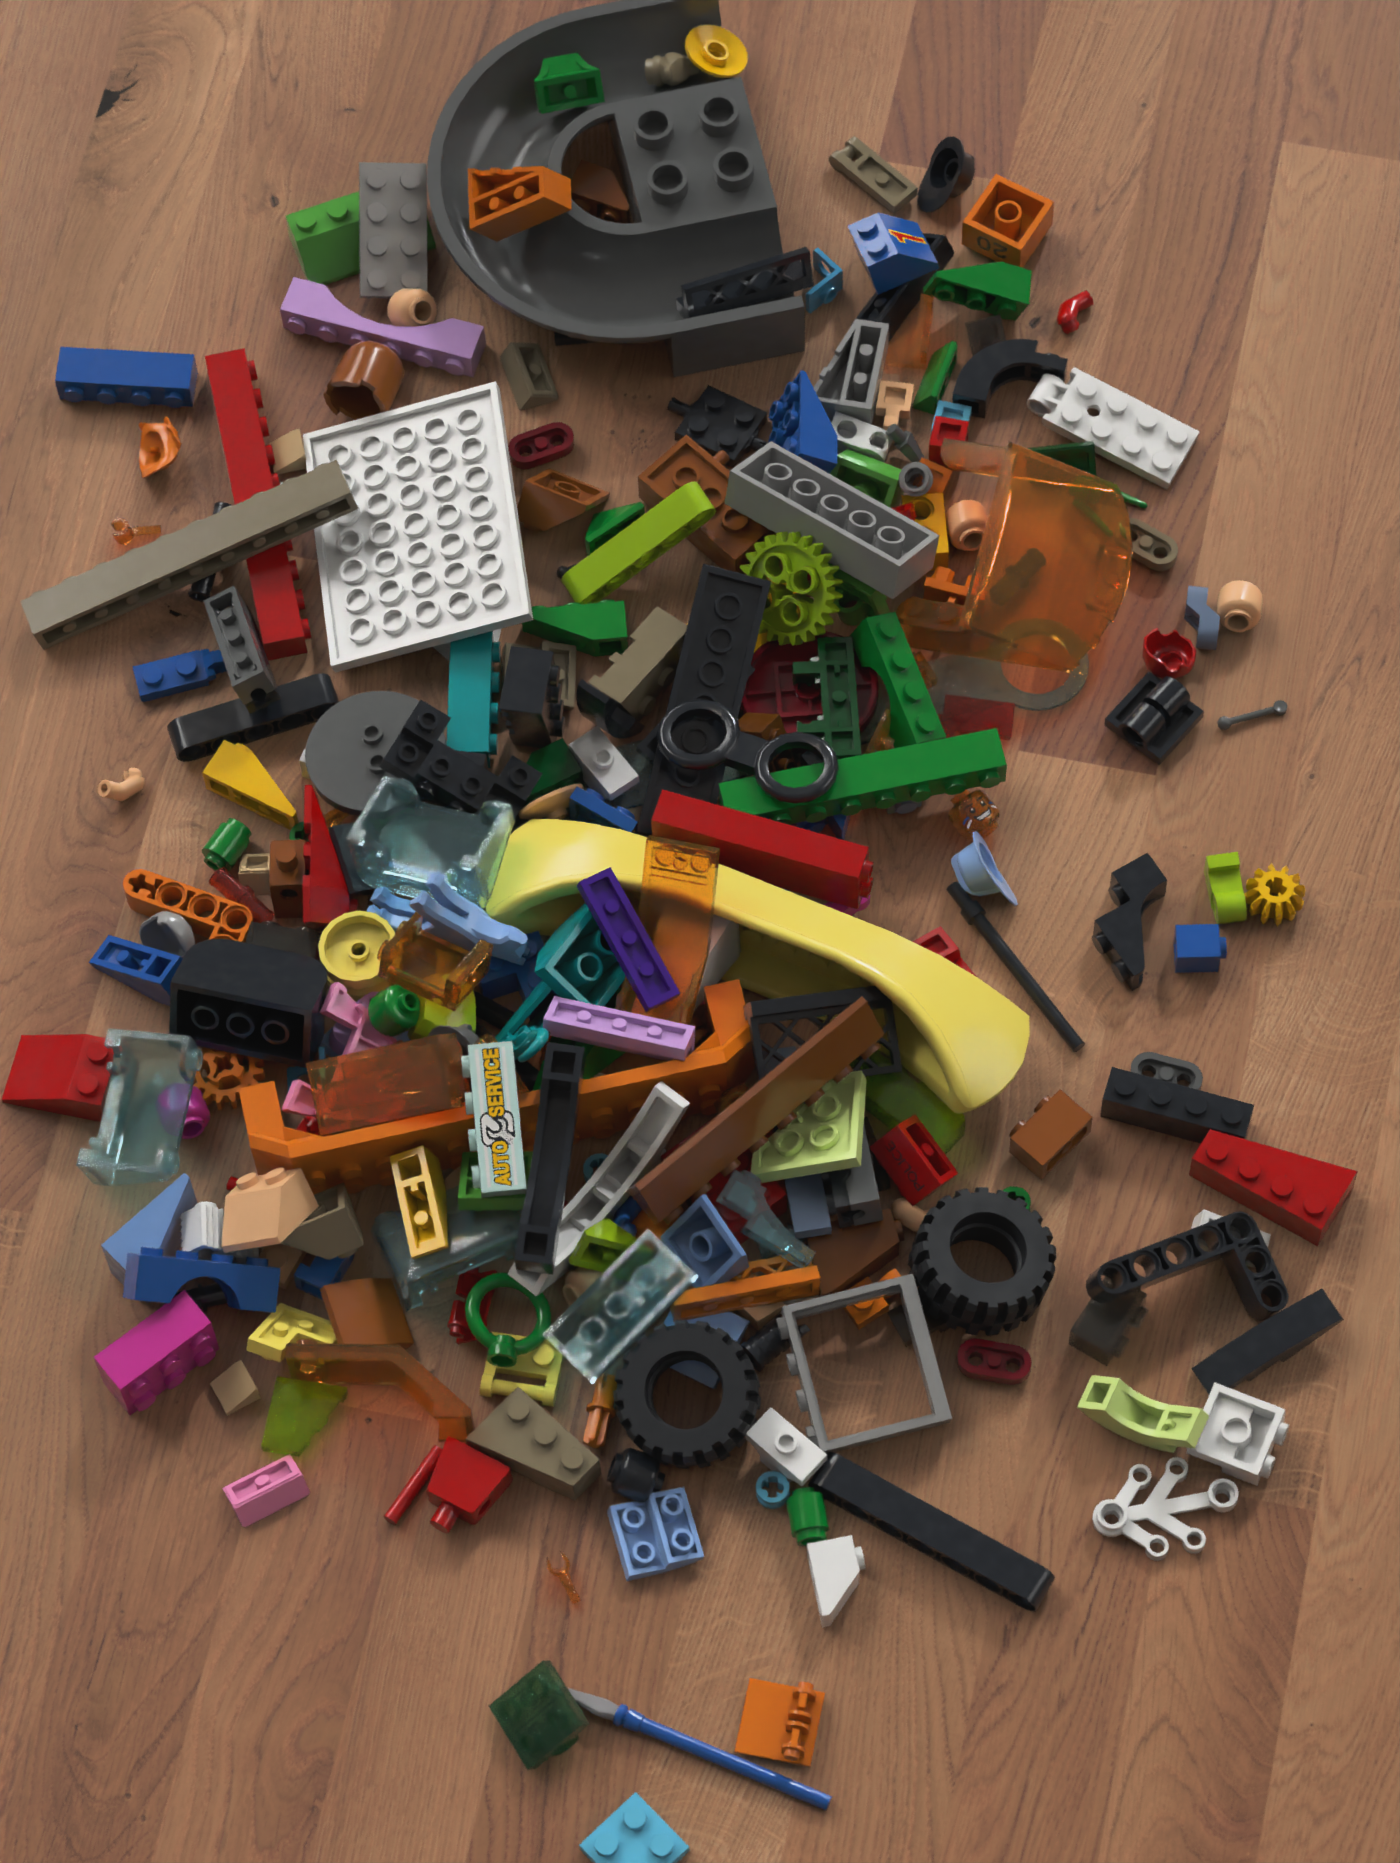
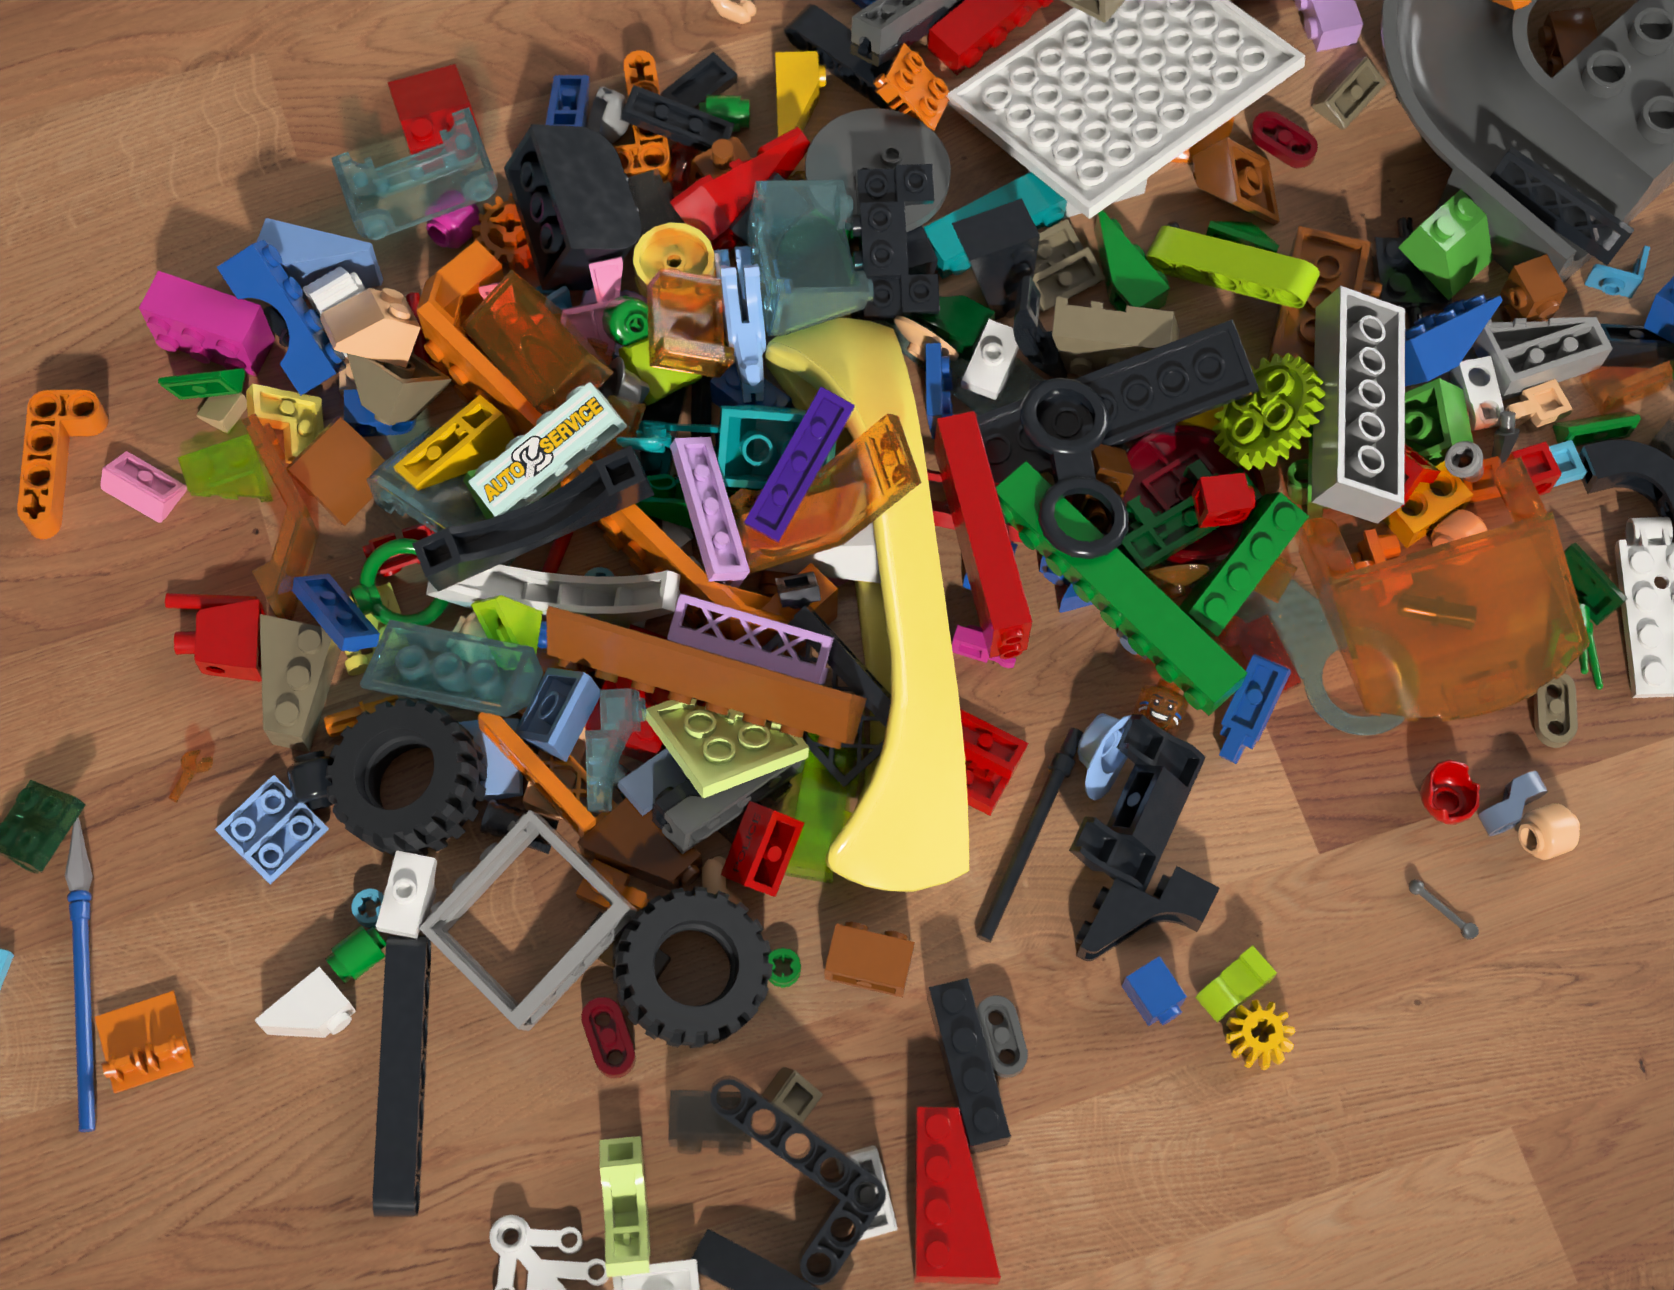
camera: 55 degrees right, 5 degrees up
(182, 852) = (708, 77): none -> black tile
(200, 1550) = (52, 462): none -> orange beam
(207, 1385) = (204, 384): none -> green slope
(218, 882) = (674, 120): none -> black tile
(317, 685) = (915, 85): none -> orange hinge
(506, 1375) = (335, 612): none -> blue plate
(721, 381) = (1451, 244): none -> bright green slope
(727, 1004) = (798, 590): none -> black plate
(761, 1067) = (745, 653): none -> lavender fence
(804, 349) = (1532, 291): none -> dark orange brick
(843, 663) = (1223, 500): none -> red brick
(1020, 753) = (1252, 706): none -> blue hinge
(1050, 866) = (1146, 808): none -> black bracket
(1116, 1246) = (793, 1093): none -> dark tan slope
(1155, 716) = (1375, 817): black plate -> none

